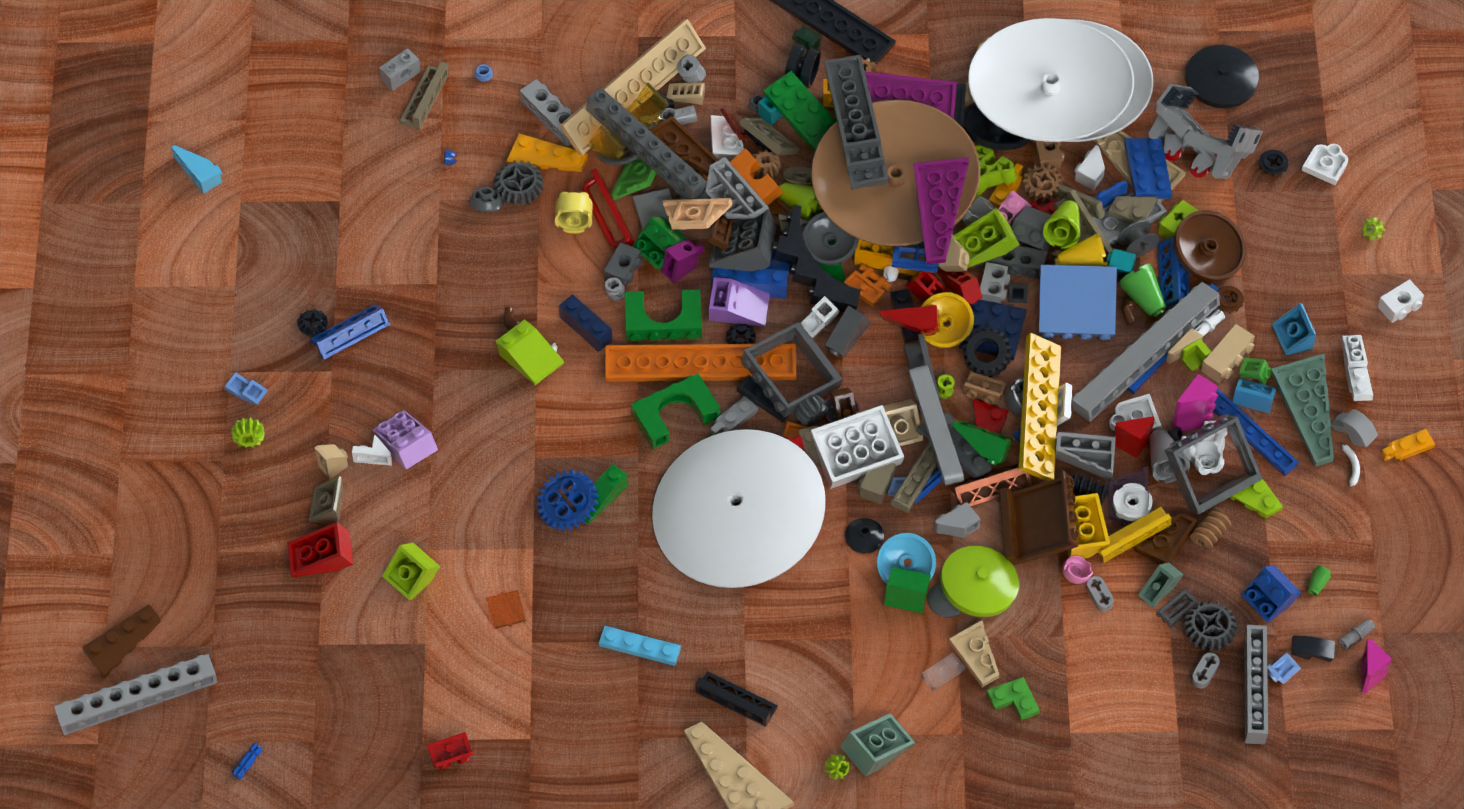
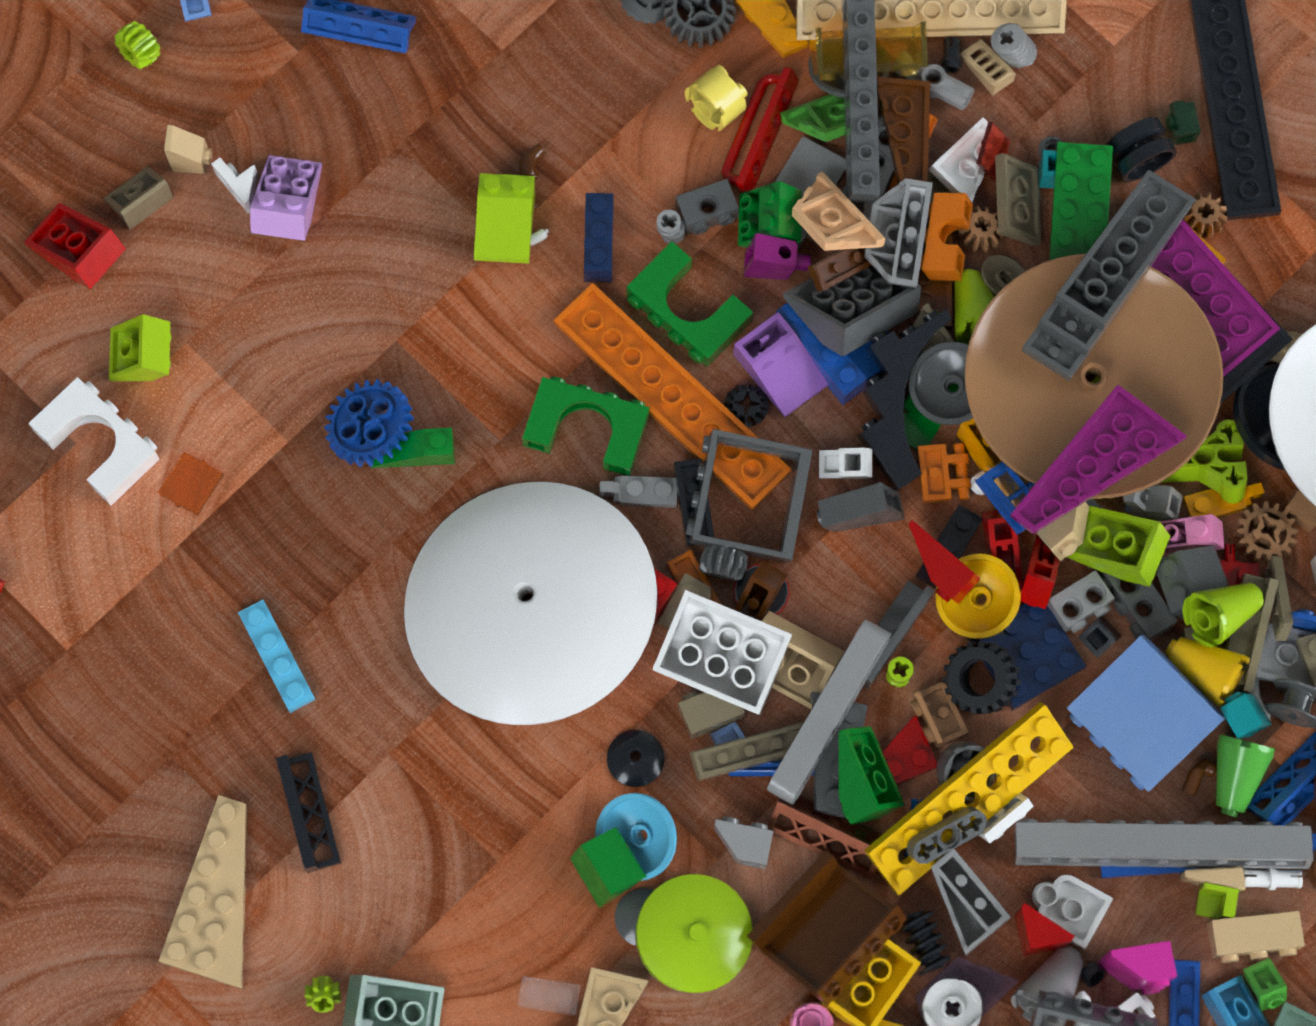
camera: 45 degrees right, 15 degrees up
(412, 618) = (81, 405): none -> white arch
(1042, 433) = (934, 832): none -> dark grey beam

